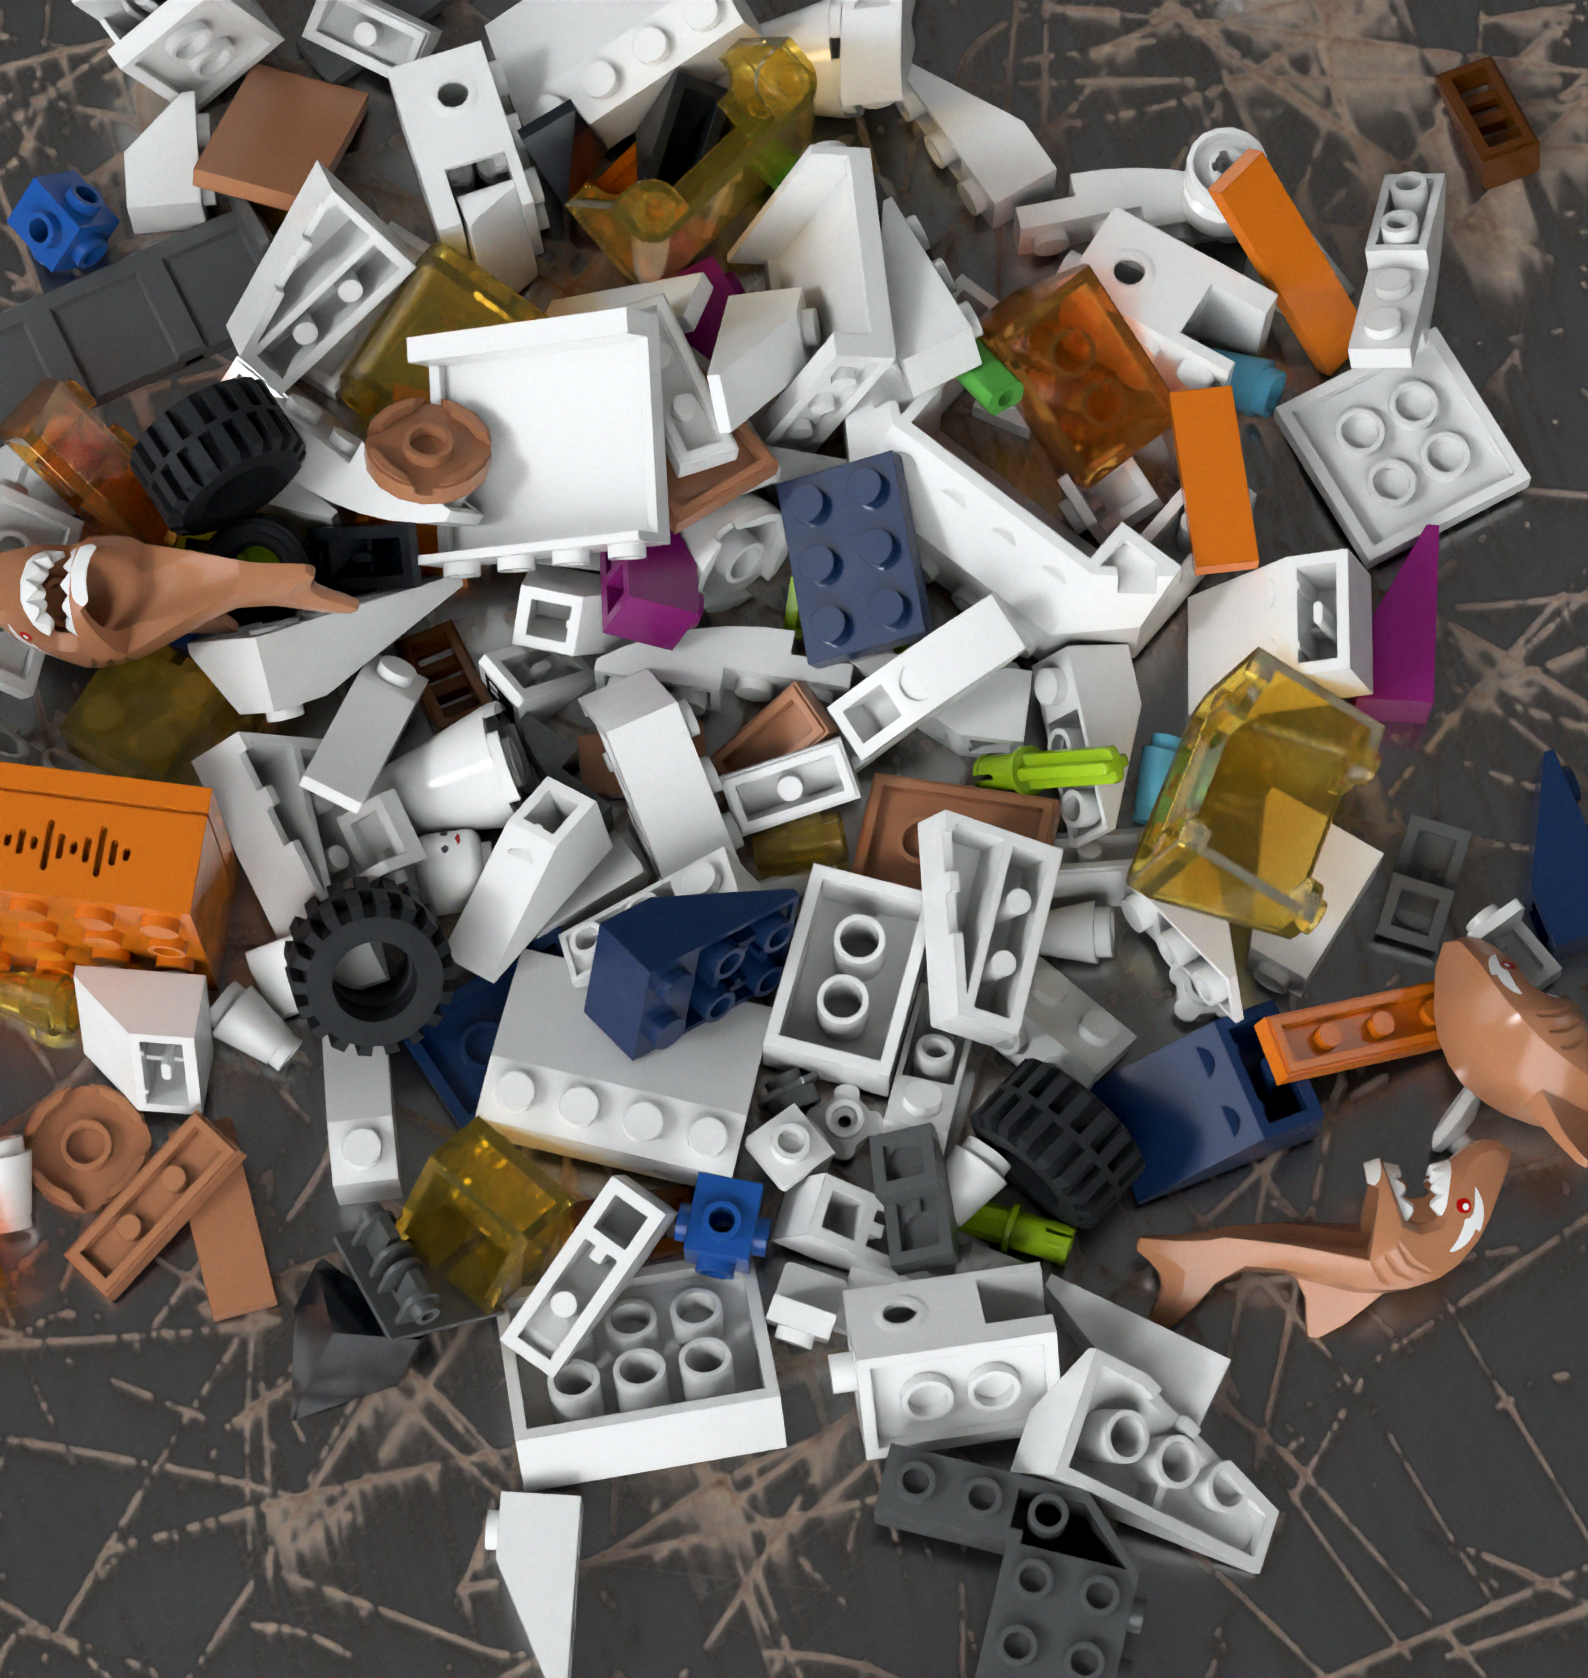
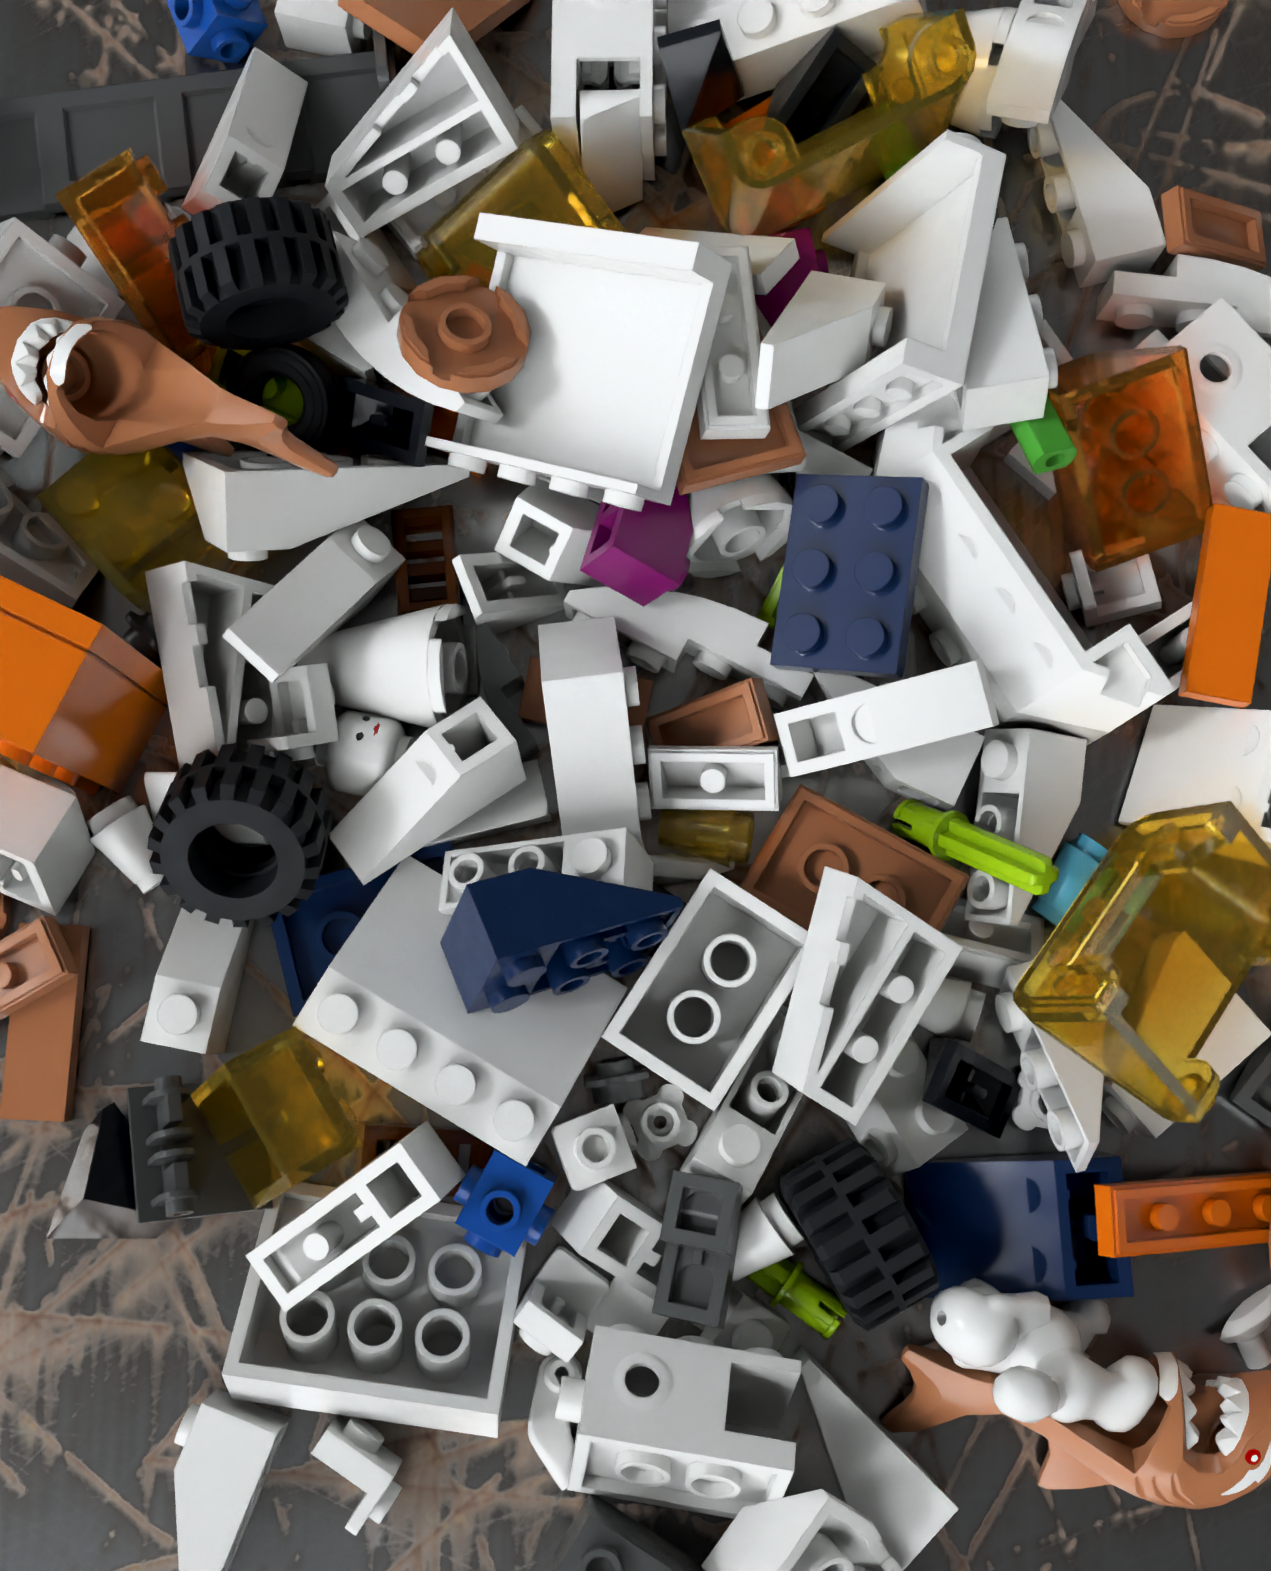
camera: 15 degrees right, 10 degrees up
(146, 342) = (252, 136): none -> white slope
(661, 1503) = (357, 1454): none -> white bracket
(832, 1424) = (550, 1436): none -> white arm
(1099, 140) = (1212, 228): none -> nougat tile
(1126, 992) = (969, 1086): none -> black slope
(1243, 1187) = (1042, 1356): none -> white animal

